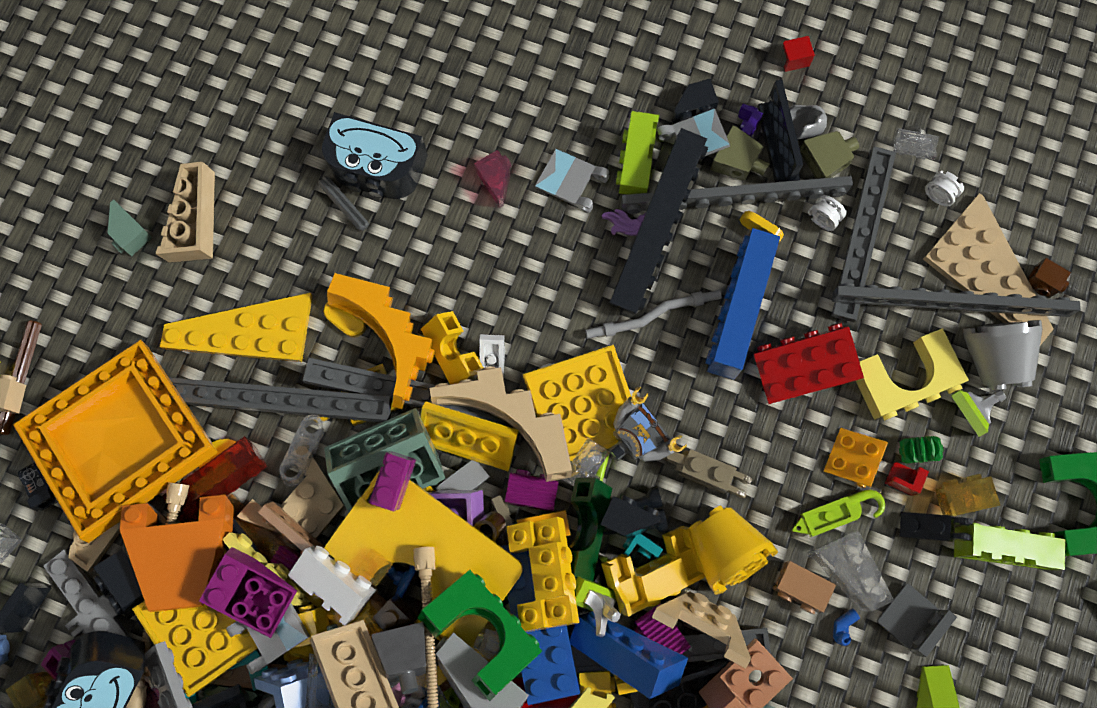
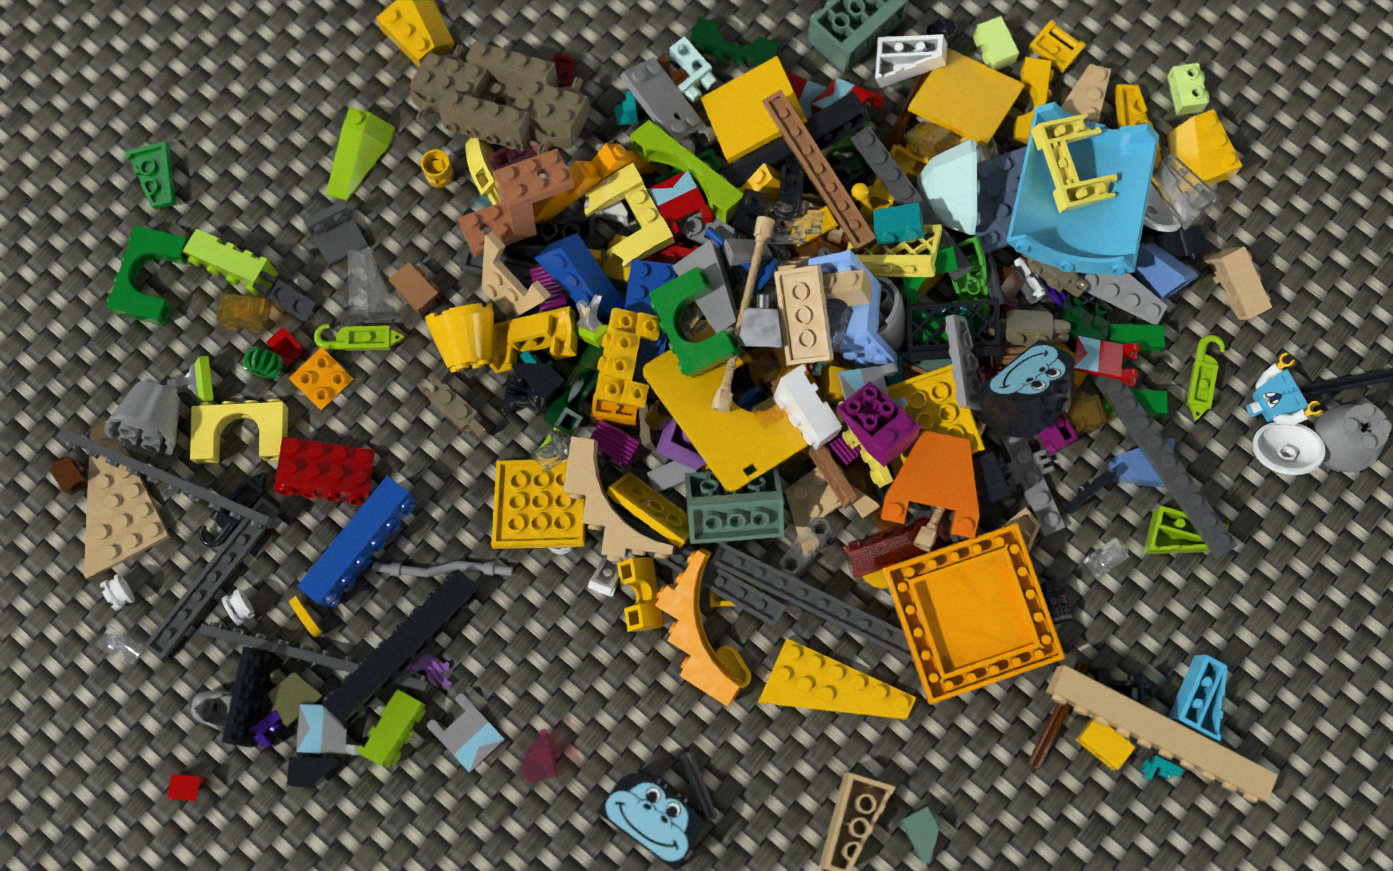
camera: 160 degrees left, 0 degrees up
(392, 481) = (727, 470): magenta brick -> none
(640, 433) = (498, 456): torso -> none
(828, 154) = (207, 666): olive torso -> none
(841, 627) = (398, 250): blue arm -> none
(872, 316) = (246, 494): none -> black plate

